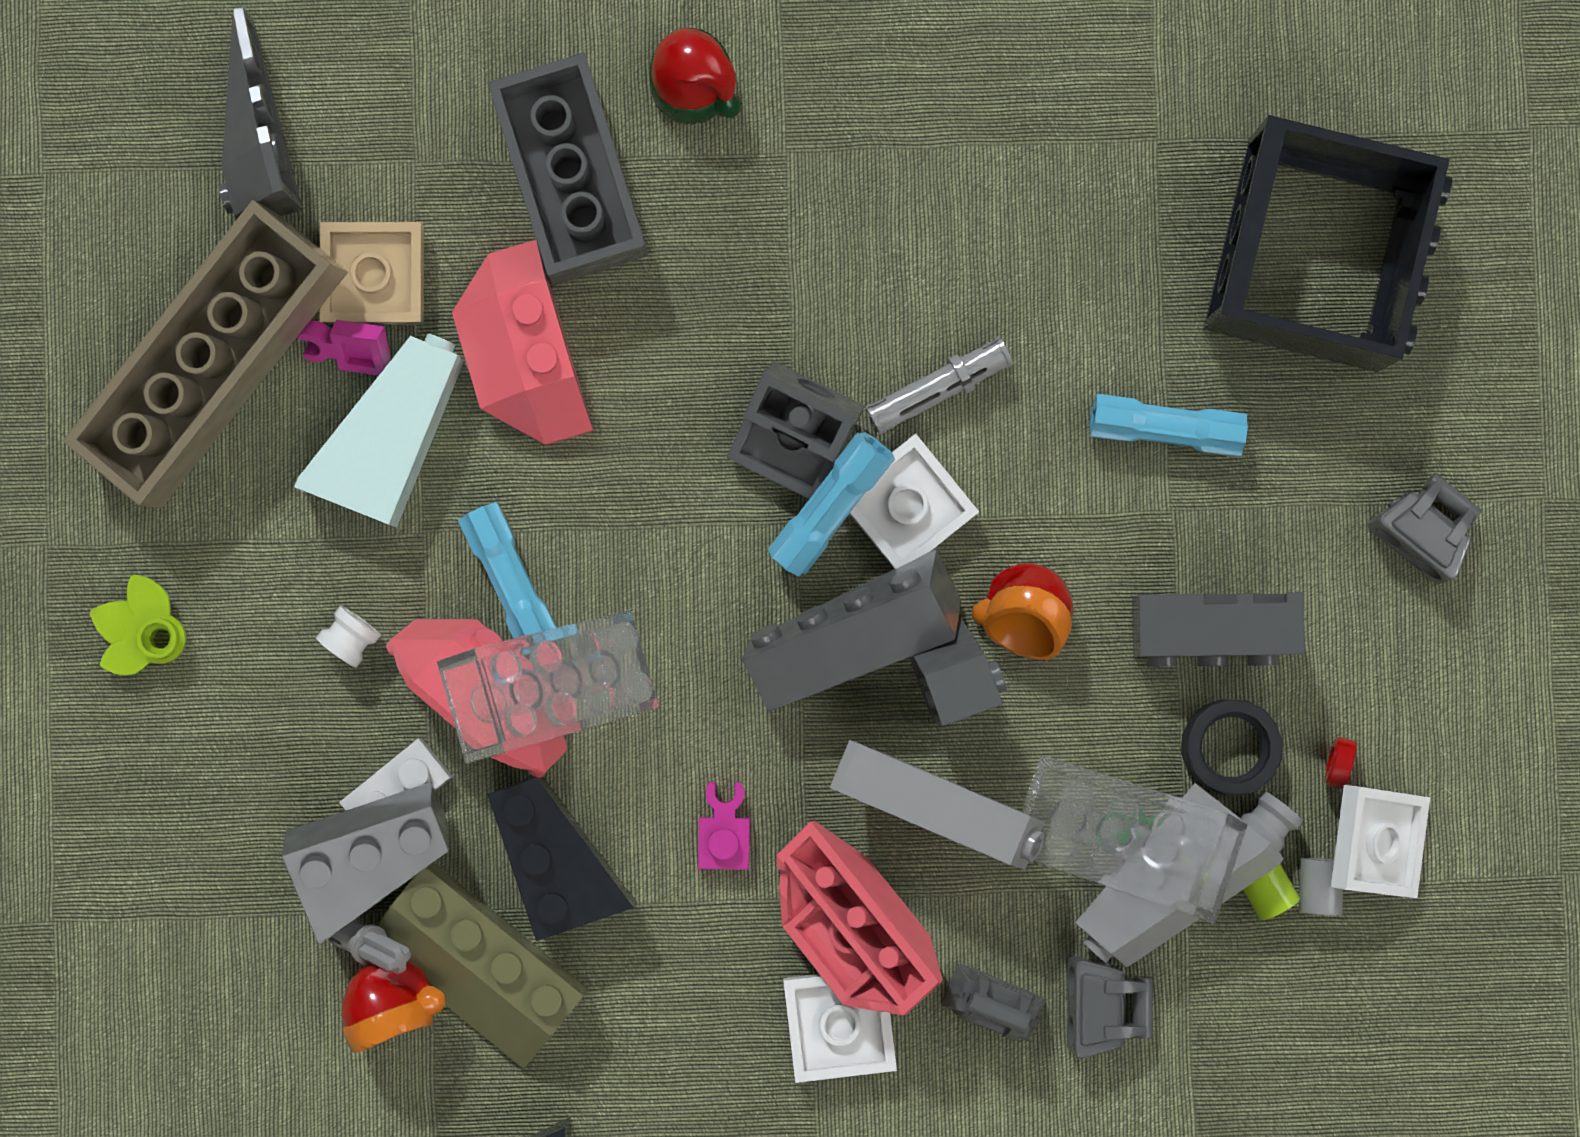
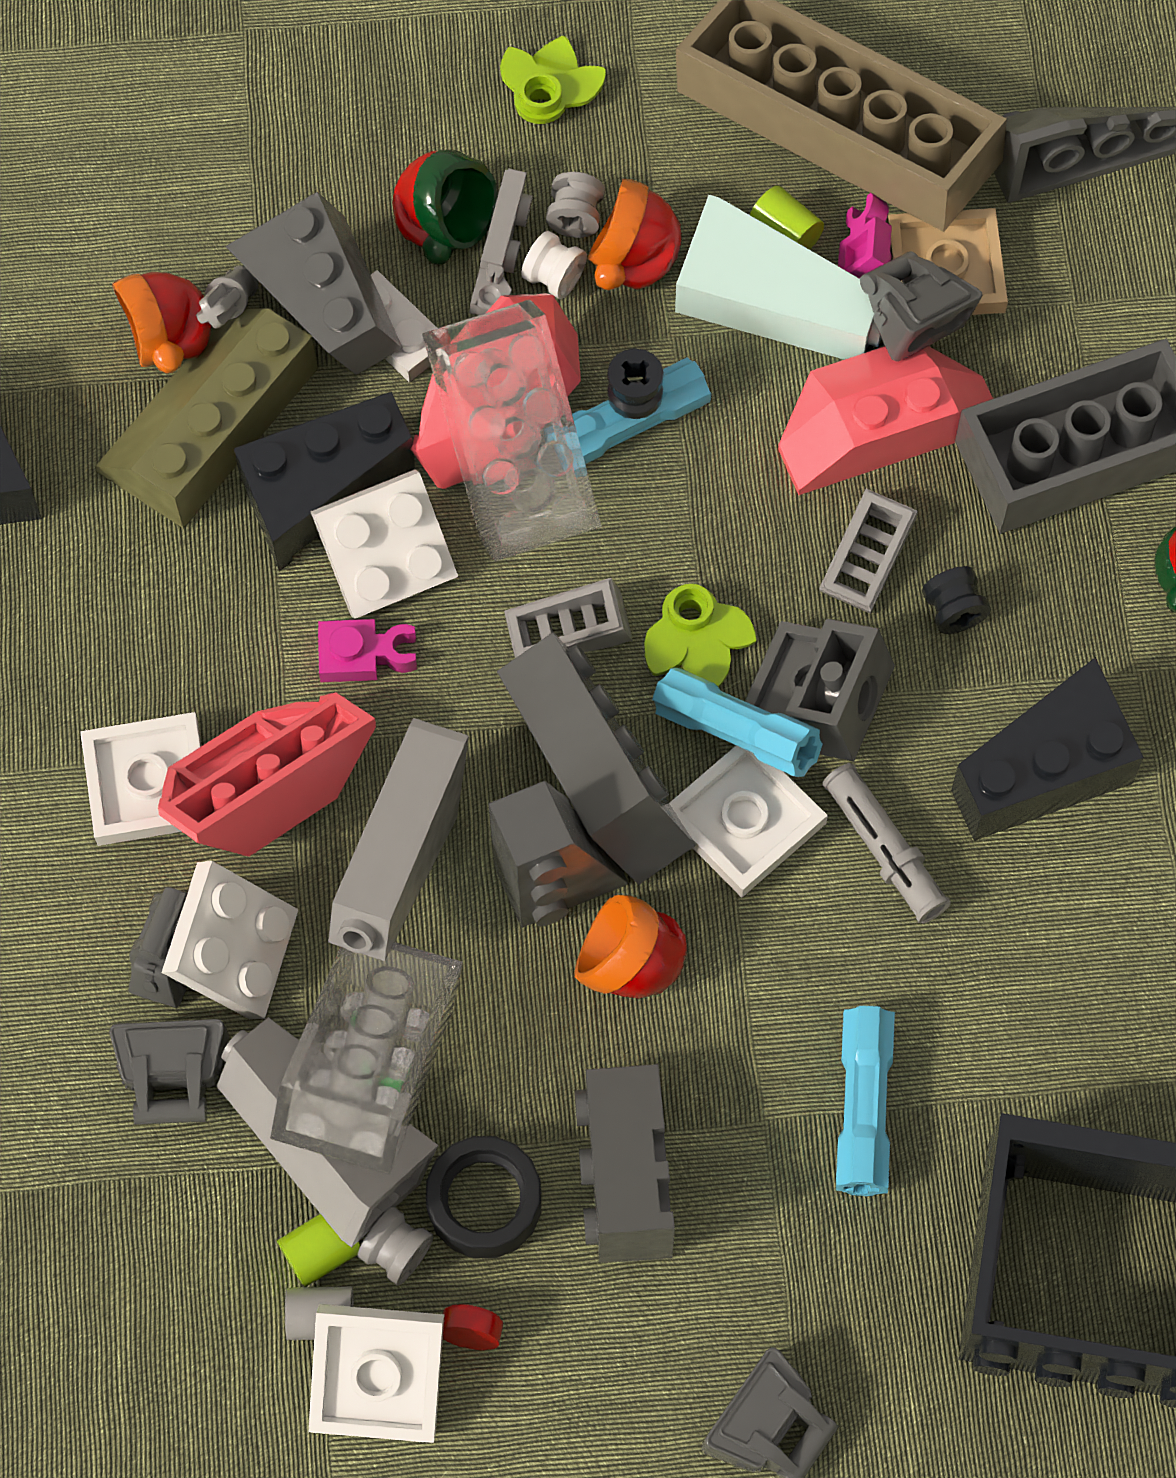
camera: 90 degrees right, 20 degrees down
(276, 736) = (444, 203): none -> dark green piece
(284, 612) = (575, 204): none -> light grey wheel
(316, 417) = (788, 216): none -> lime piece
(331, 559) = (637, 240): none -> piece
(331, 684) = (500, 250): none -> light grey hinge
(436, 298) = (921, 308): none -> dark grey piece
(509, 570) = (640, 397): none -> black wheel
(632, 337) = (882, 509): none -> light grey slope
(633, 806) = (384, 543): none -> white plate
(702, 603) = (583, 599): none -> light grey slope
(717, 301) = (956, 600): none -> black wheel
(740, 532) = (697, 644): none -> lime plate
(874, 235) = (1049, 757): none -> black wedge
(1005, 953) = (230, 940): none -> white plate

